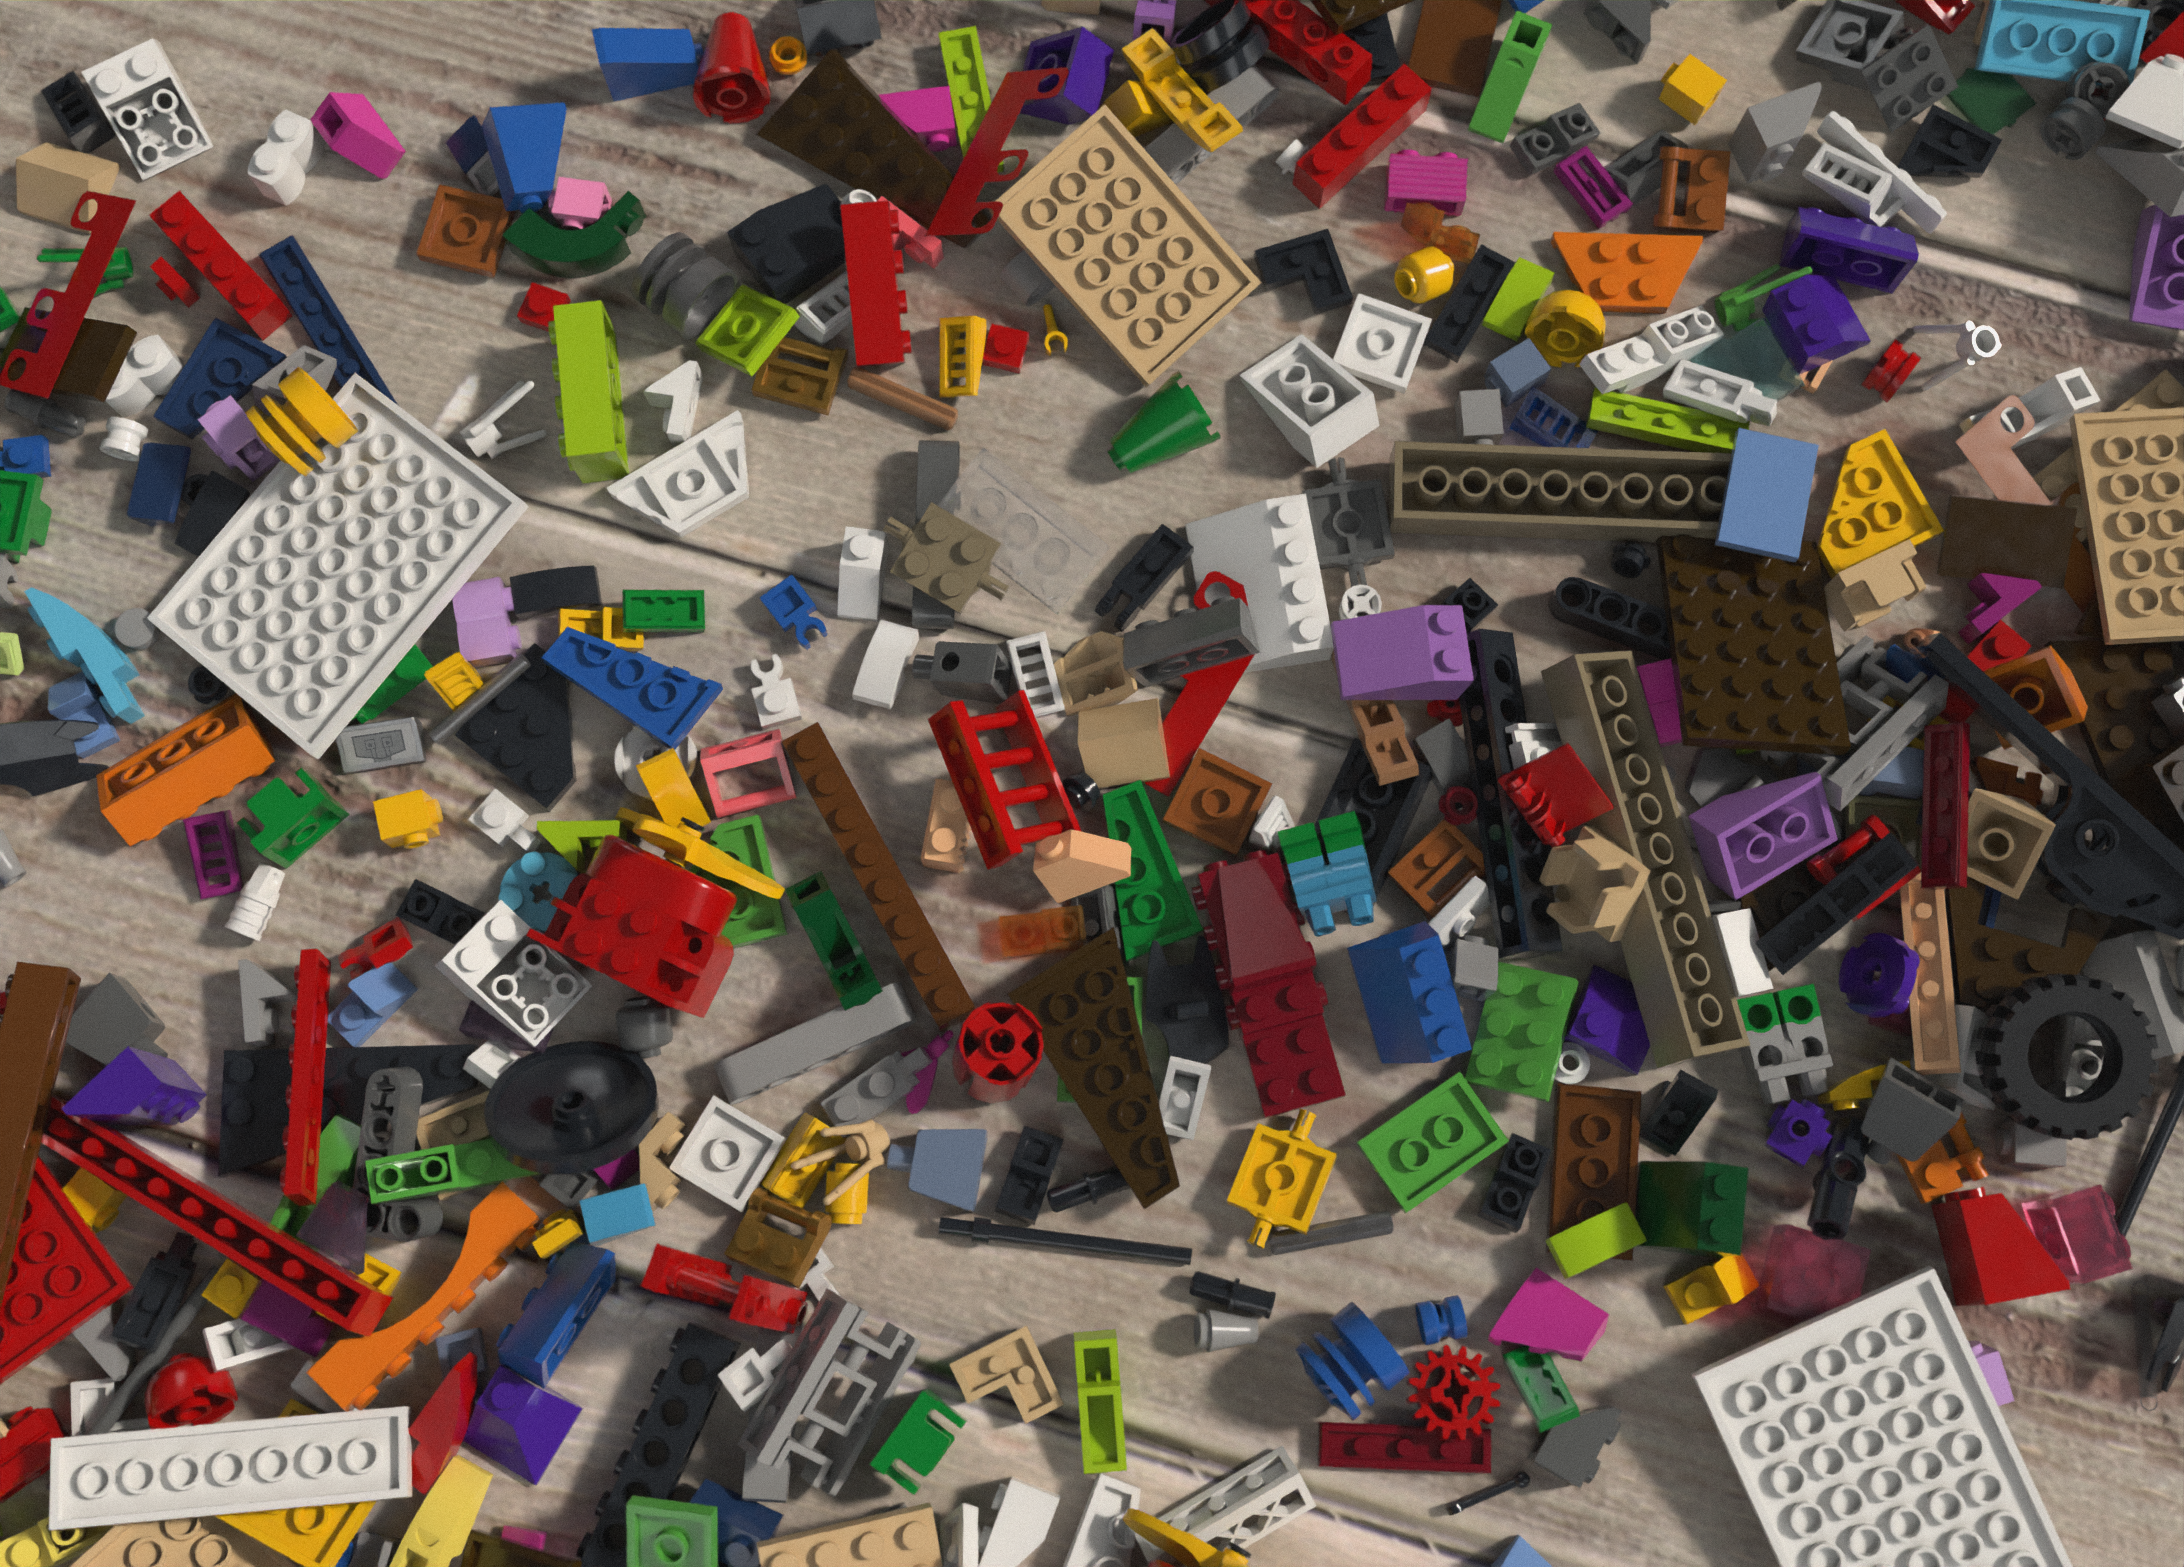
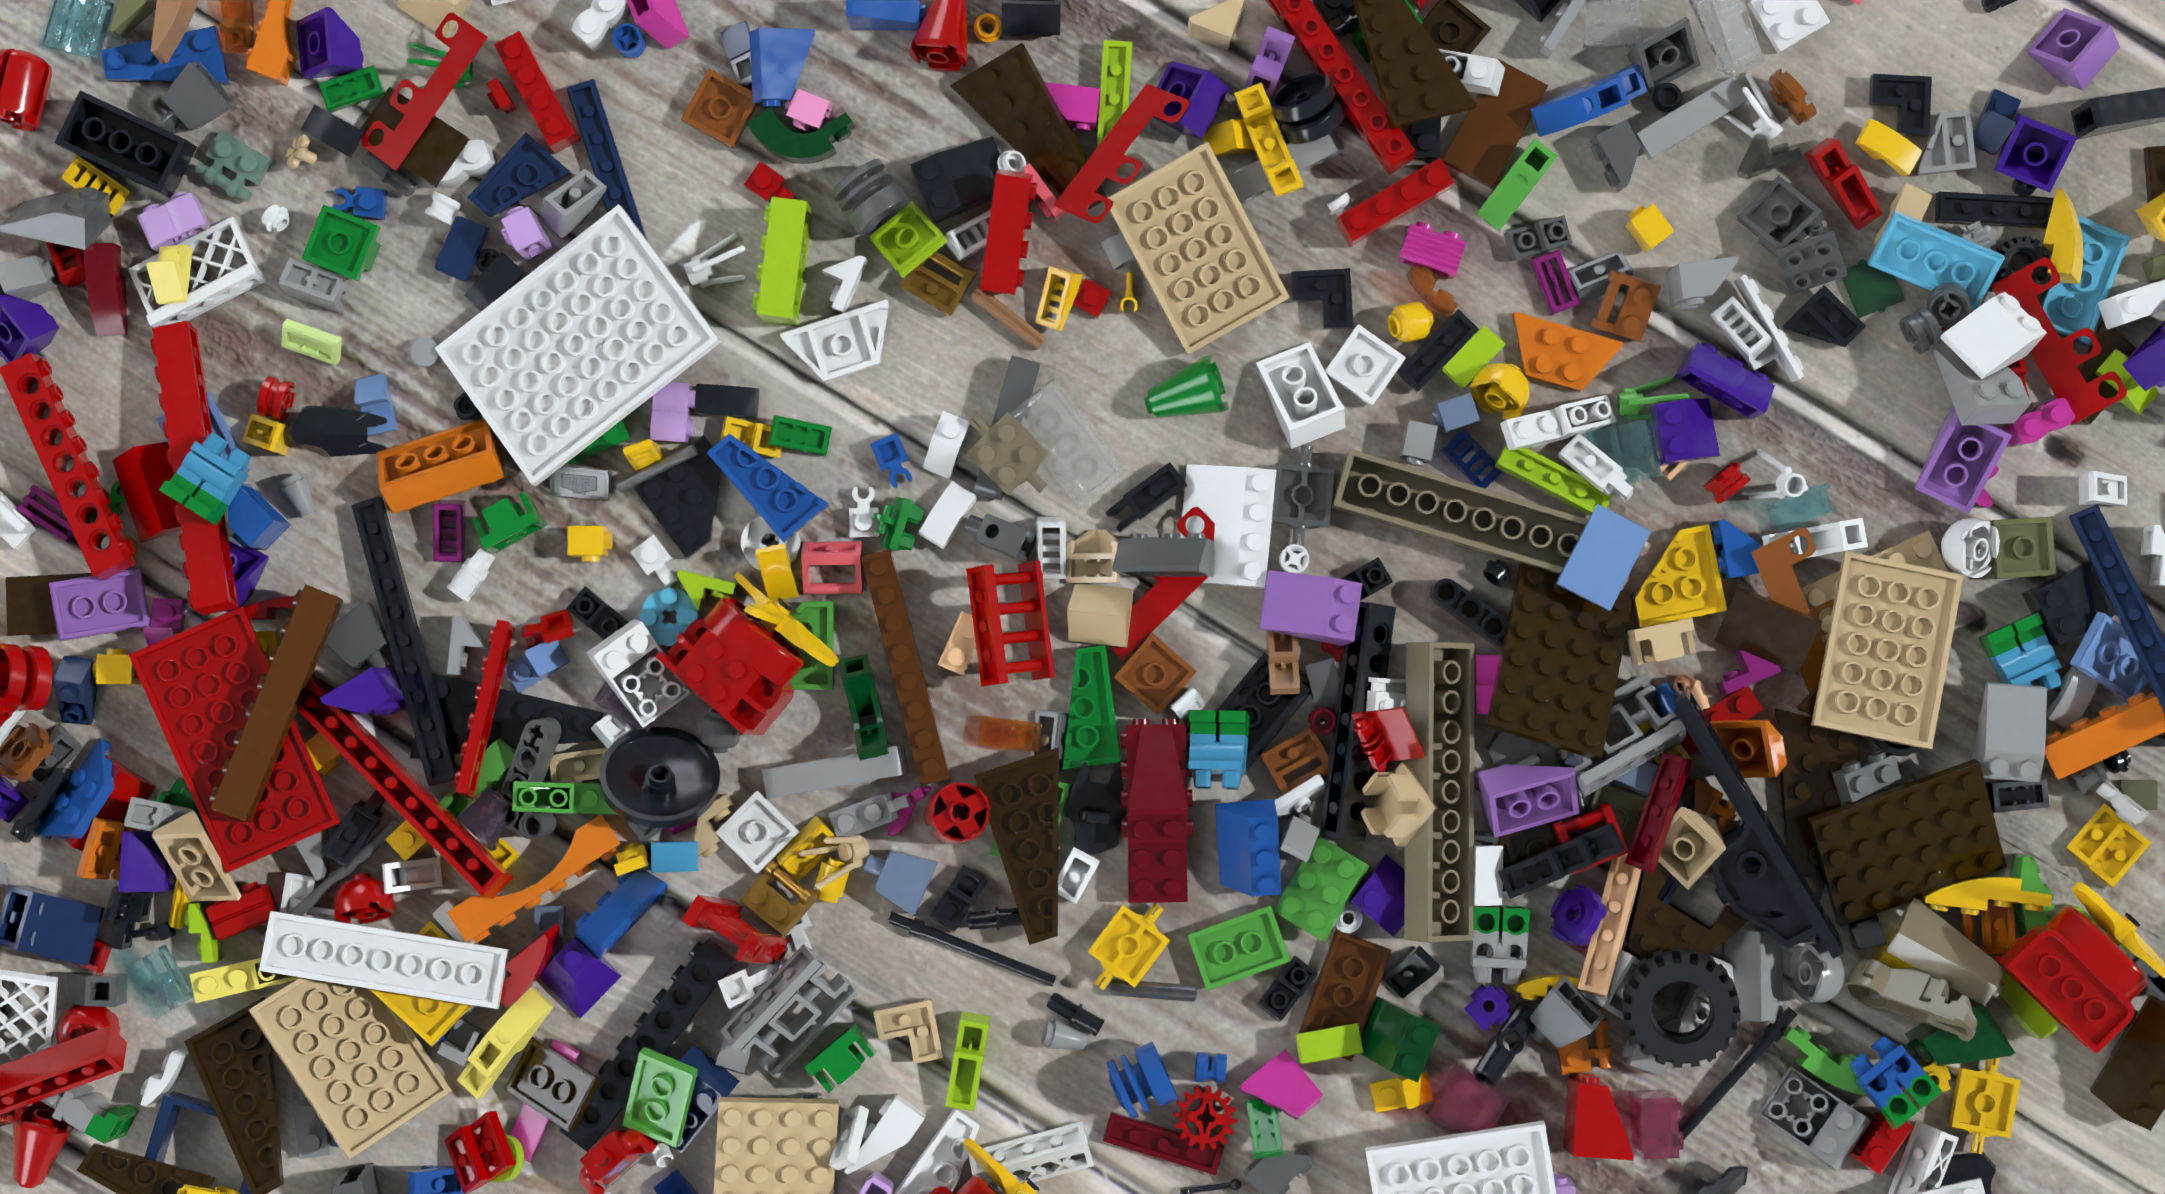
camera: 15 degrees right, 10 degrees up
(89, 648) = (385, 351): medium azure slope -> none
(180, 1016) = (405, 641): none -> black plate
(286, 1318) = (437, 869): magenta slope -> none
(301, 421) = (571, 241): yellow wheel -> none
(328, 176) = (624, 37): none -> blue wheel
(817, 693) = (893, 523): none -> green hips
(1079, 863) = (1047, 695): light nougat slope -> none
(1081, 791) = (1061, 642): black plate -> none
(1930, 453) = (1733, 550): none -> blue slope
(1992, 380) = (1796, 510): none -> clear light blue panel

